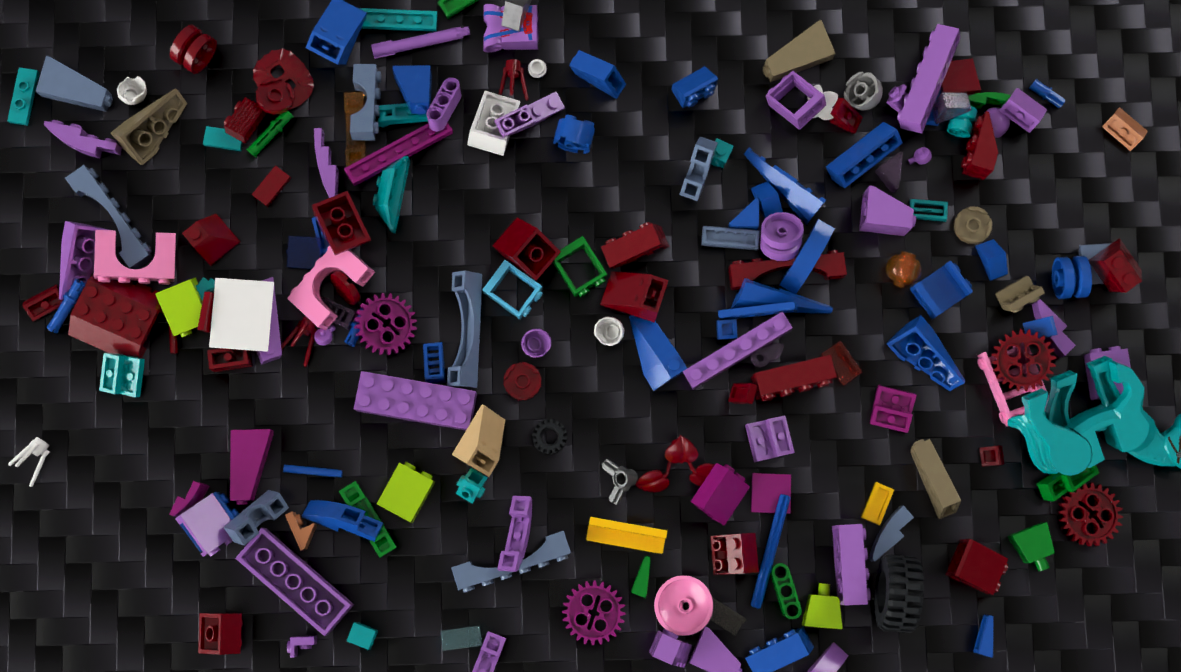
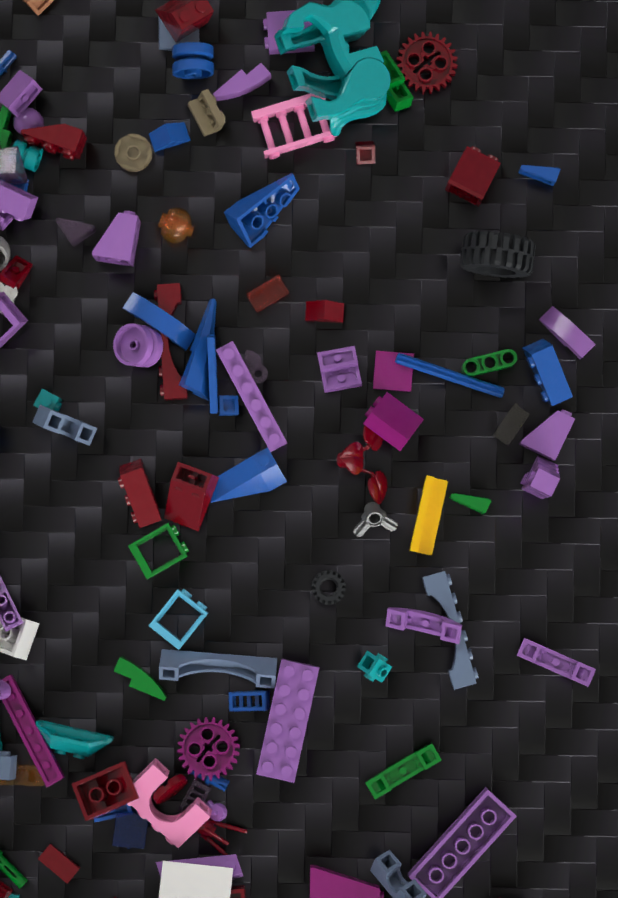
camera: 85 degrees left, 5 degrees up
(302, 535) = (416, 837): nougat slope -> none
(304, 641) = (520, 836): medium lavender bracket -> none
(313, 471) = (352, 825): blue bar -> none
(328, 172) = (49, 804): medium lavender slope -> none
(338, 515) = (400, 794): blue slope -> none
(362, 635) = (516, 779): teal panel -> none
(406, 491) = (377, 732): lime brick -> none
(452, 254) = (140, 678): none -> green slope
(461, 638) = (521, 681): clear light blue tile -> none
(482, 441) = (332, 654): tan slope -> none
(522, 381) = (271, 612): dark red tile -> none
(527, 248) = (138, 603): dark red slope -> none
(536, 343) = (234, 597): medium lavender hair -> none
(574, 134) = (22, 549): blue brick -> none
(576, 607) = (497, 567): magenta gear -> none
(609, 331) = (225, 523): white hair -> none
(670, 603) = (506, 474): bright pink dish -> none
(730, 238) = (135, 396): sand blue plate -> none
(734, 554) = (451, 410): dark red slope -> none
(743, 393) = (294, 393): dark red tile -> none
(748, 218) = (116, 377): blue slope -> none
(768, 199) = (97, 357): blue slope -> none
(793, 193) = (96, 327): wedge -> none
(793, 377) = (280, 341): dark red brick -> none
(822, 609) = (508, 328): lime torso -> none
(827, 421) = (324, 311): none -> dark red slope
(850, 564) = (466, 298): medium lavender brick -> none
(864, 154) = (57, 256): blue brick -> none
(877, 503) = (407, 267): yellow tile -> none
(890, 532) = (437, 258): sand blue slope -> none
(893, 408) = (315, 246): magenta slope -> none
(921, 156) = (60, 199): medium lavender piece -> none
(935, 479) = (385, 210): dark tan slope -> none
(941, 289) = (198, 189): blue panel -> none
(944, 211) = (113, 212): teal tile -> none
(1033, 545) = (454, 119): green torso -> none
(1041, 358) = (274, 97): dark red gear -> none
(1044, 326) = (244, 96): blue slope -> none

